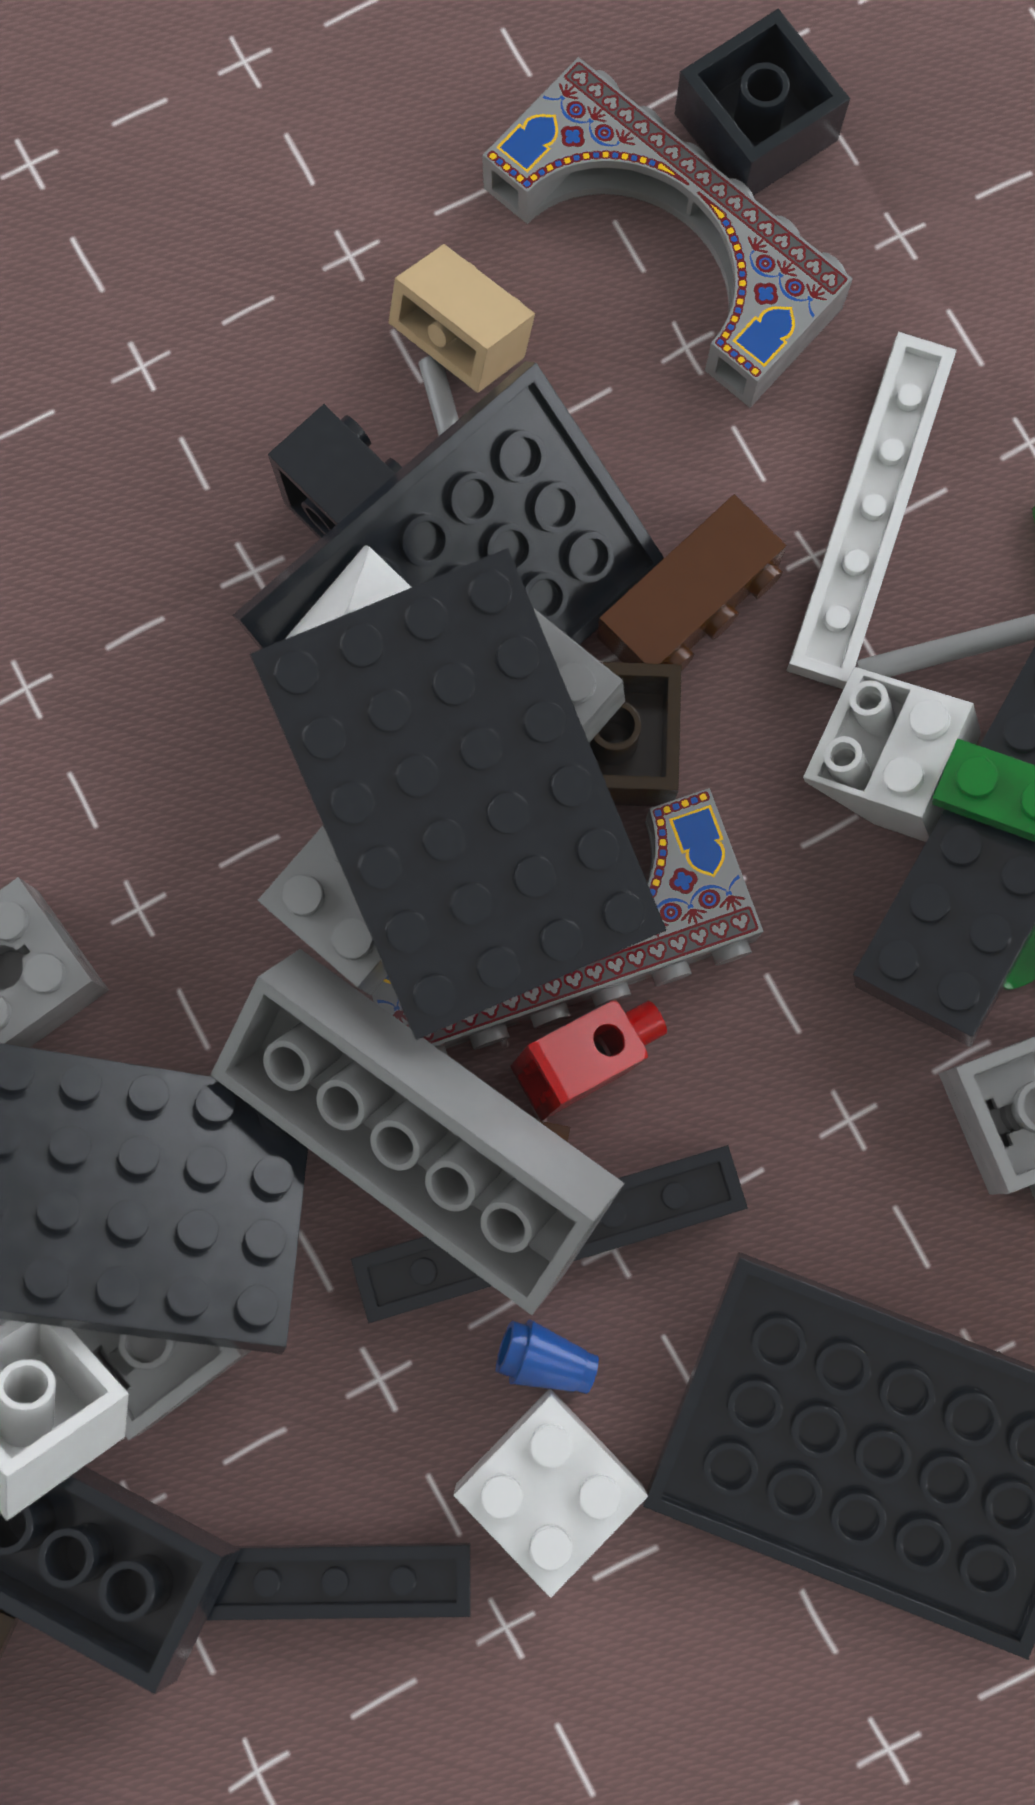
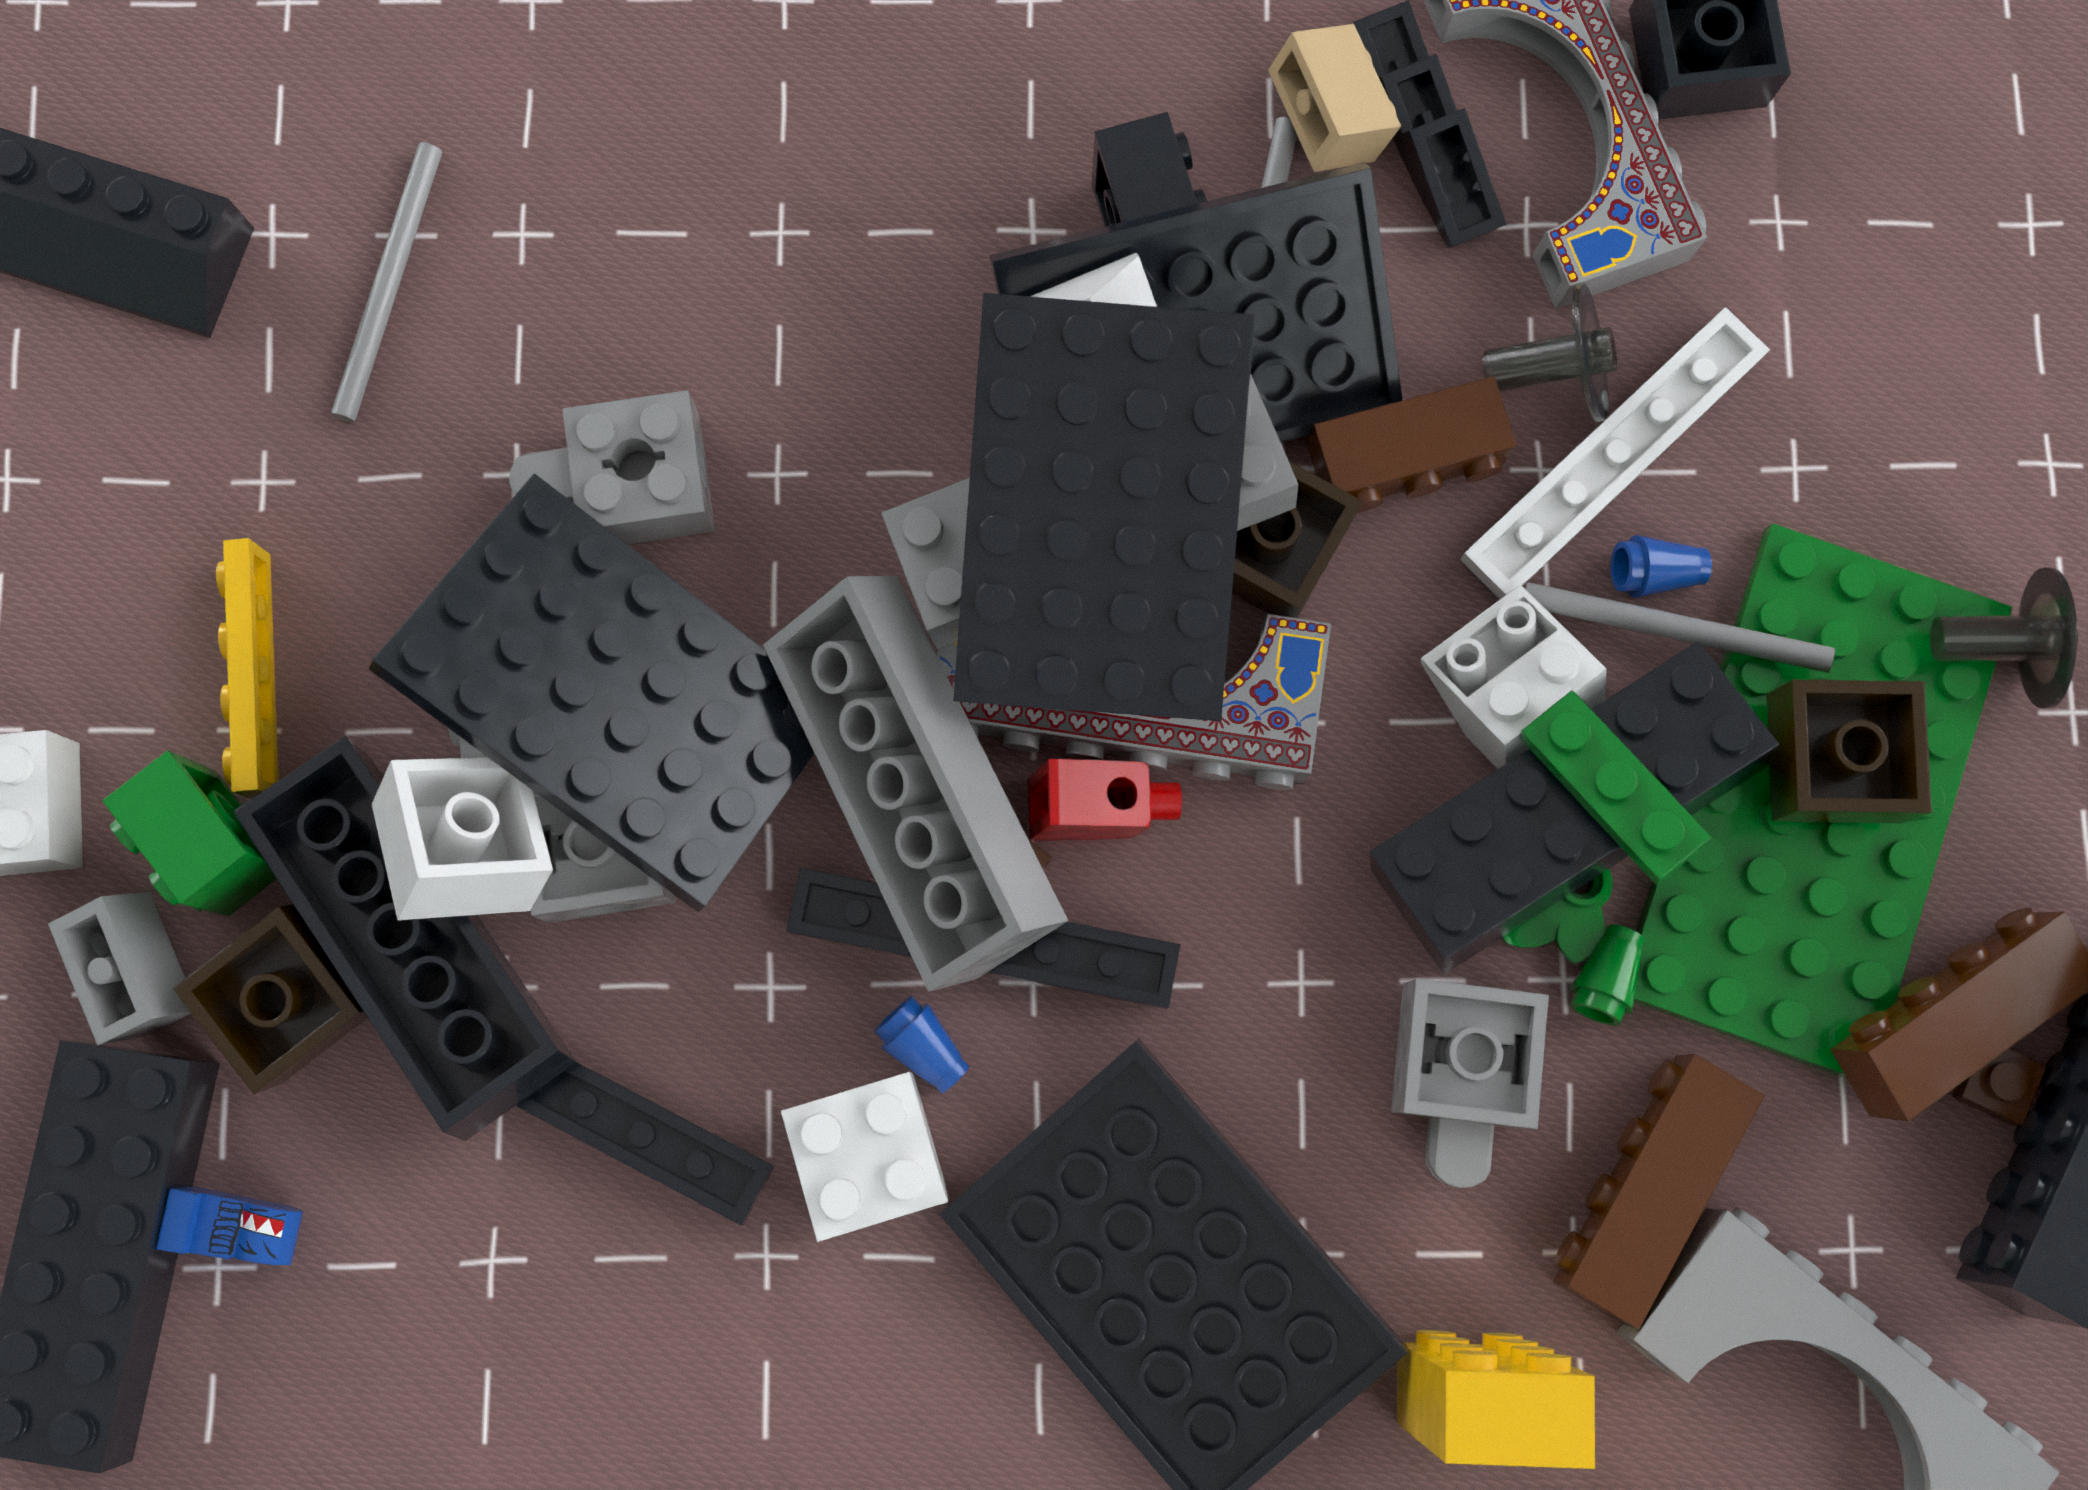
camera: 25 degrees right, 0 degrees up
(568, 309) = (1433, 135): none -> black slope
(781, 449) = (1583, 355): none -> clear smoke piece
(959, 589) = (1657, 566): none -> blue cone

